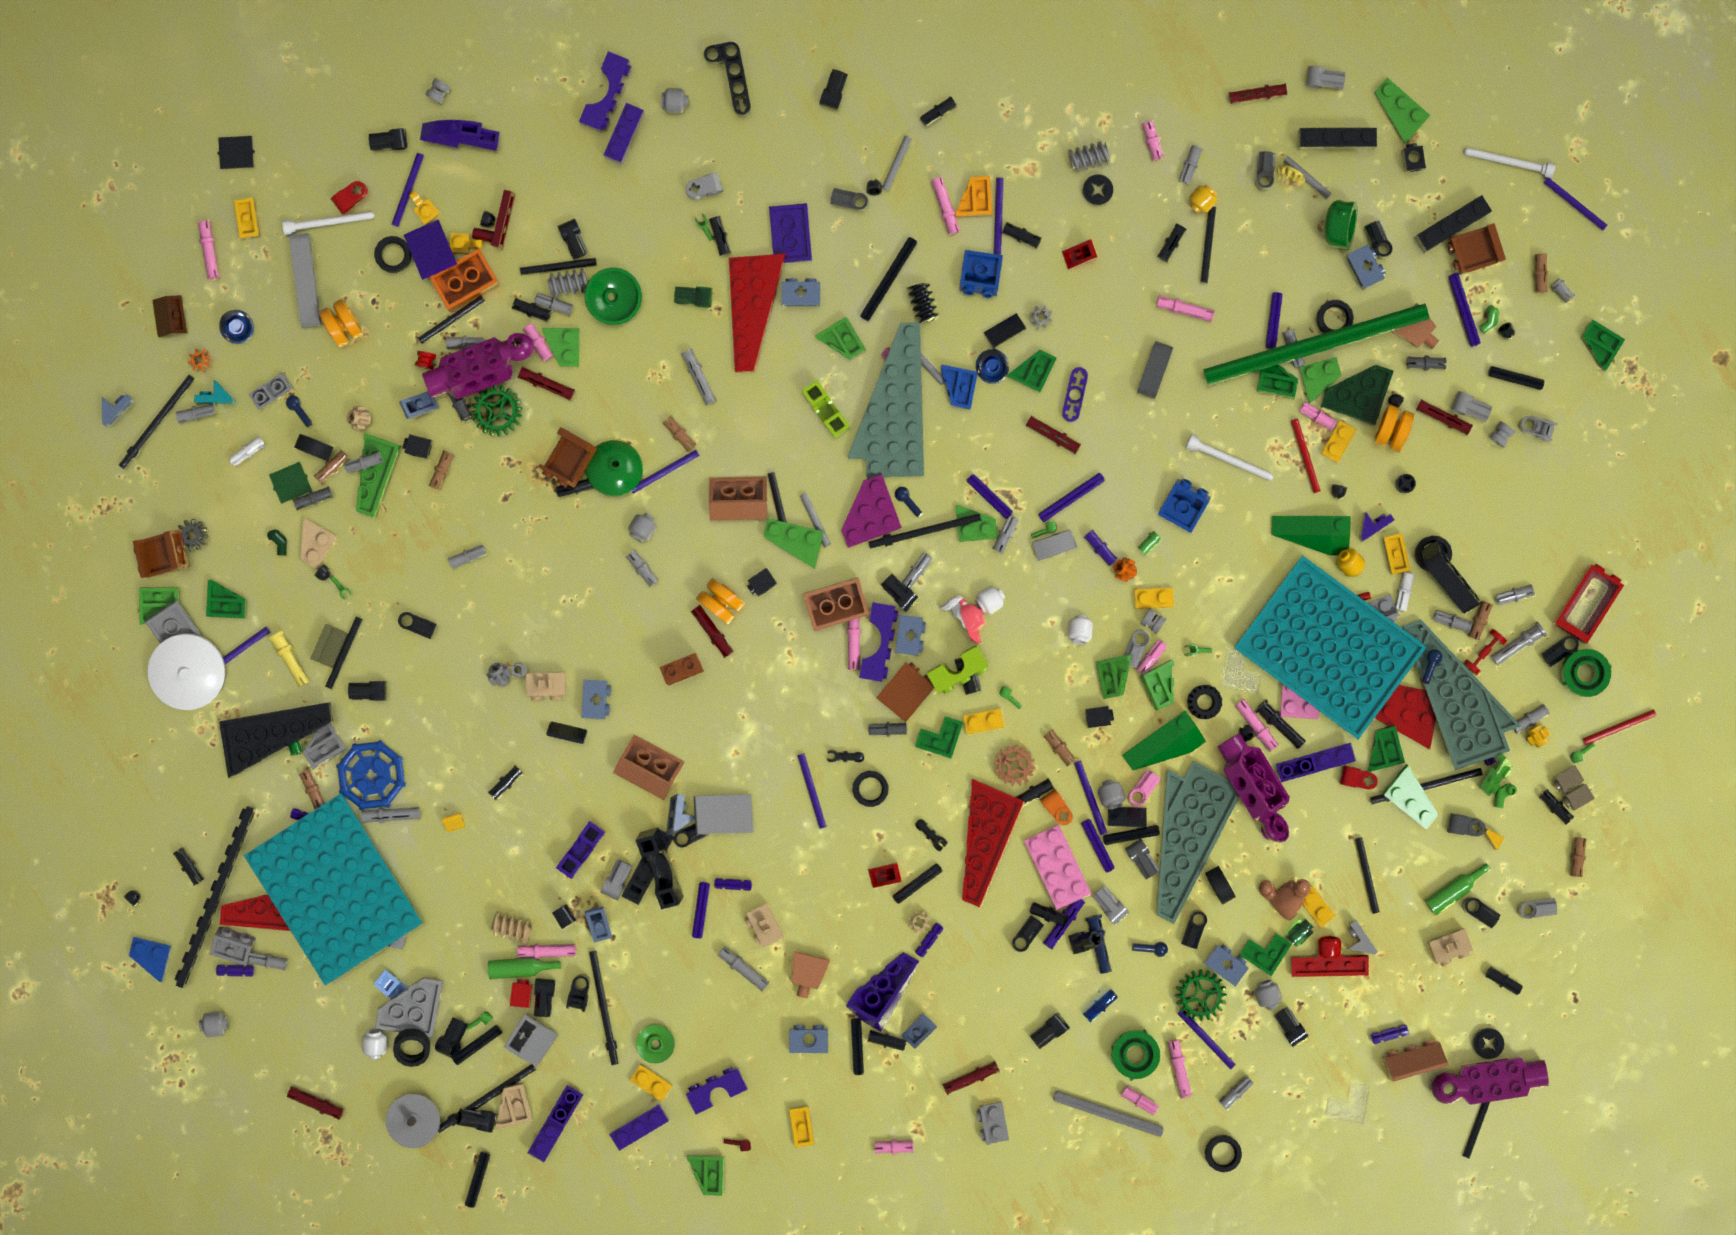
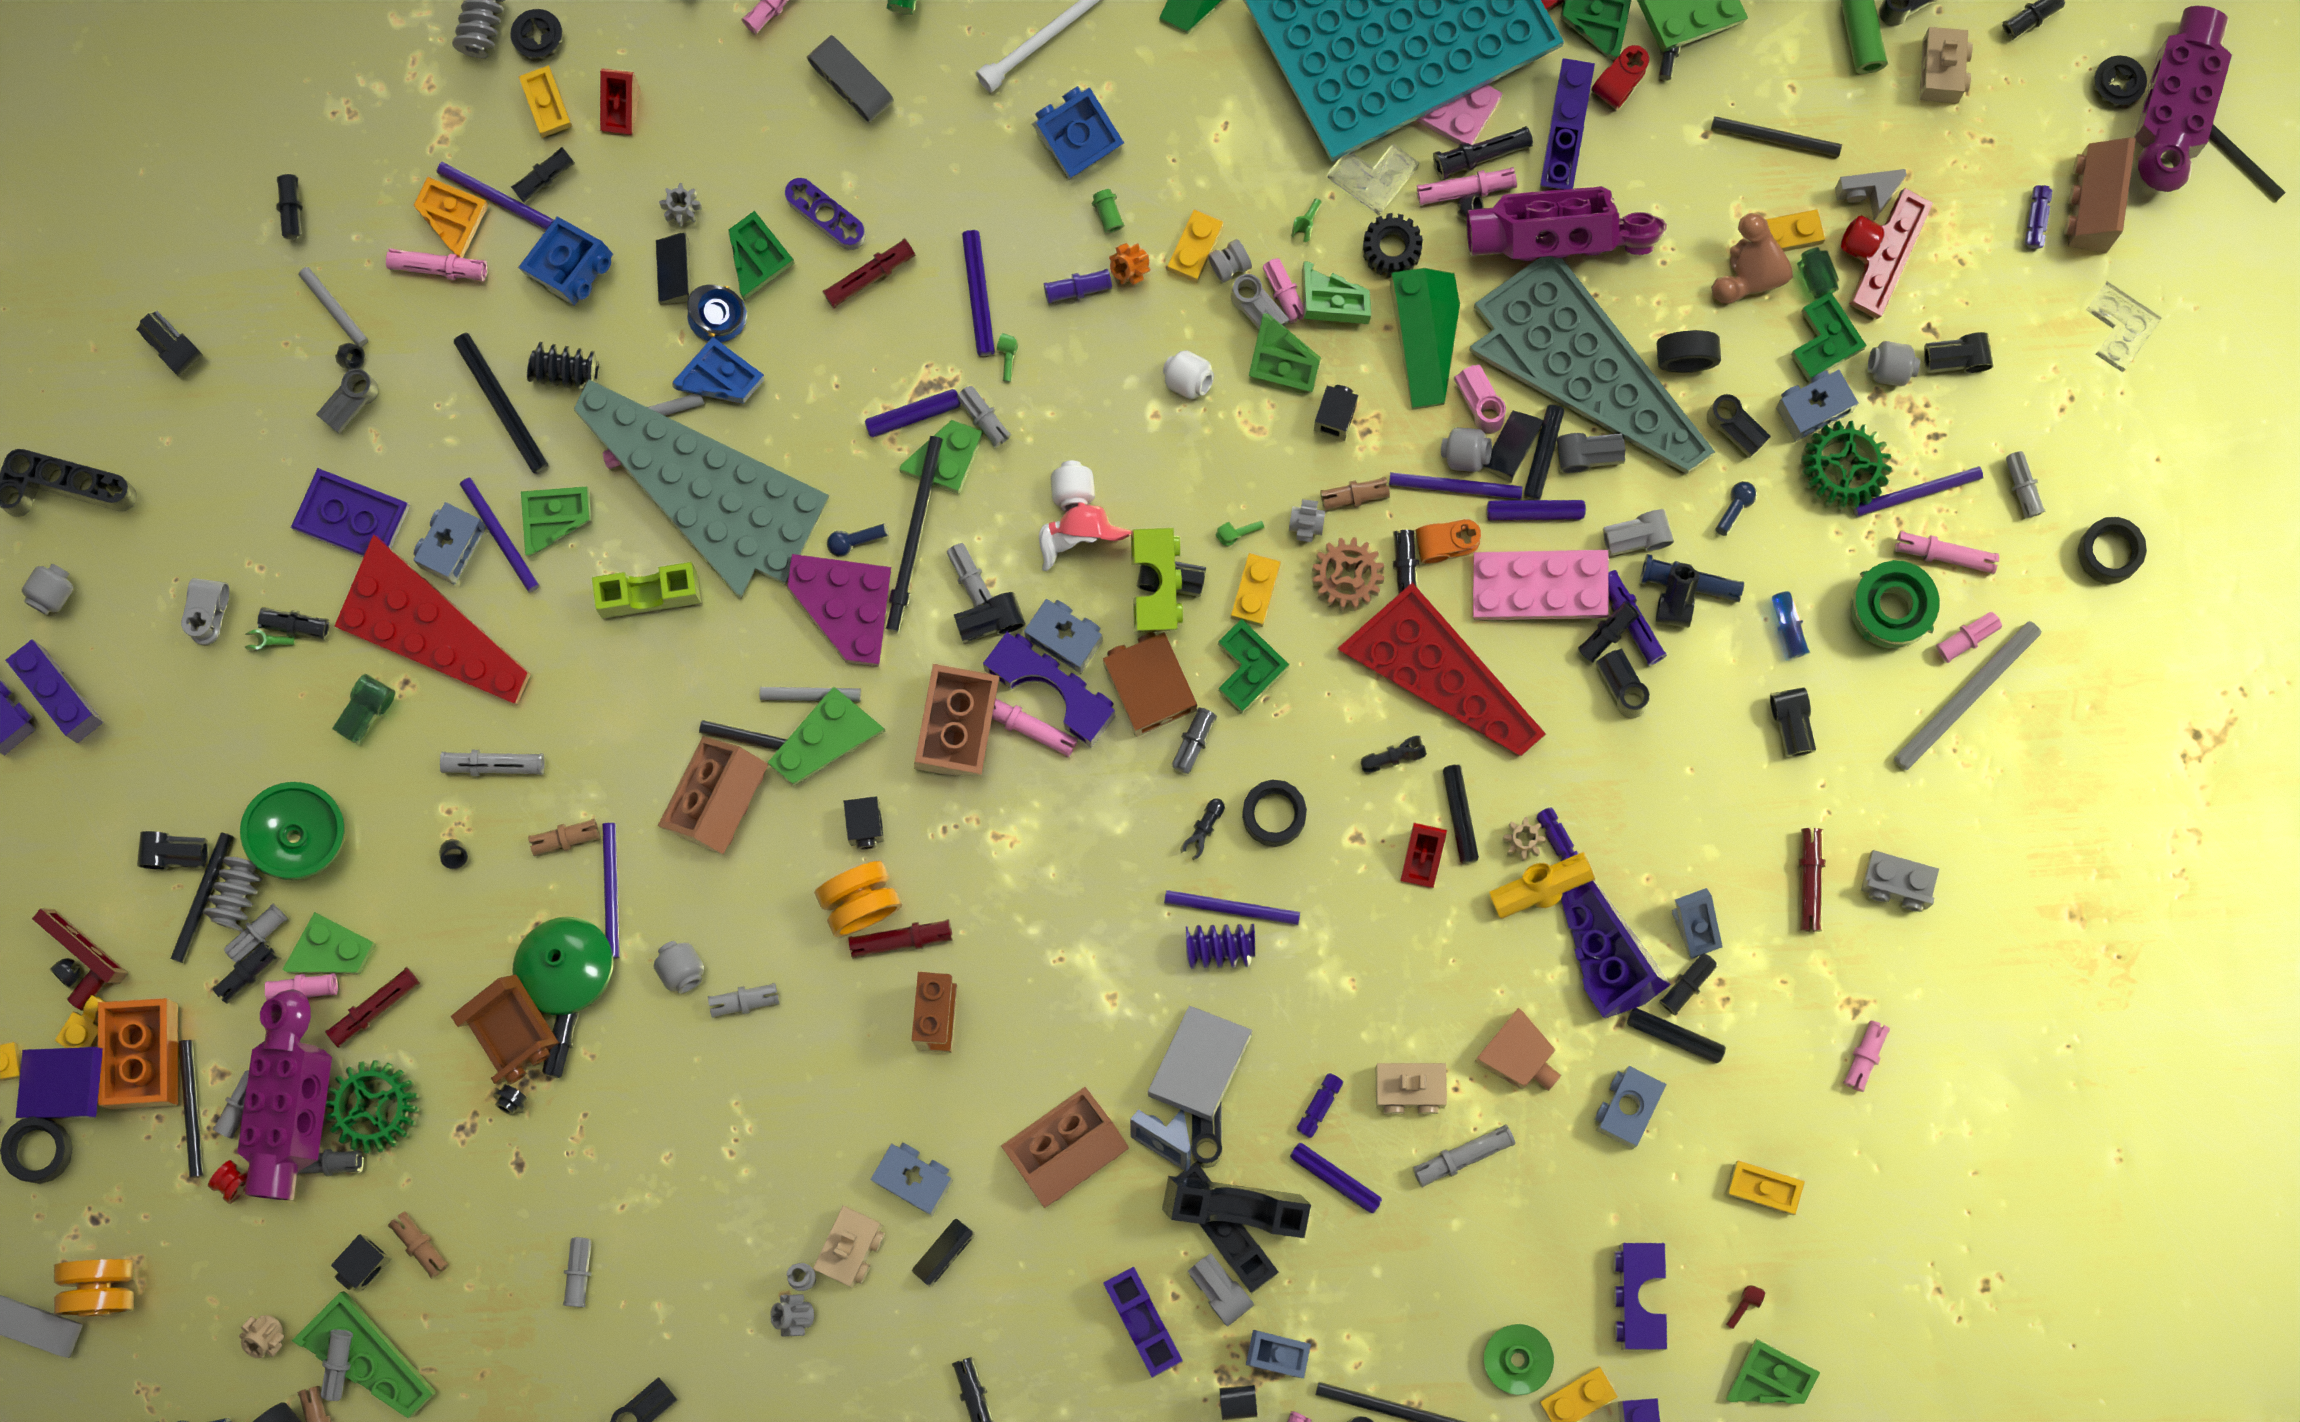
camera: 60 degrees left, 10 degrees down
(418, 405) = (294, 1228): sand blue slope -> none
(534, 477) = (510, 1100): none -> black plate
(642, 382) = (453, 854): none -> black hinge
(787, 795) = (1220, 946): none -> dark purple piece
(819, 315) = (499, 534): none -> dark purple bar
(899, 943) = (1542, 885): none -> yellow piece
(1032, 730) = (1307, 520): none -> light grey gear
(1054, 545) = (1037, 350): light grey slope -> none
(1062, 214) = (545, 101): none -> yellow plate

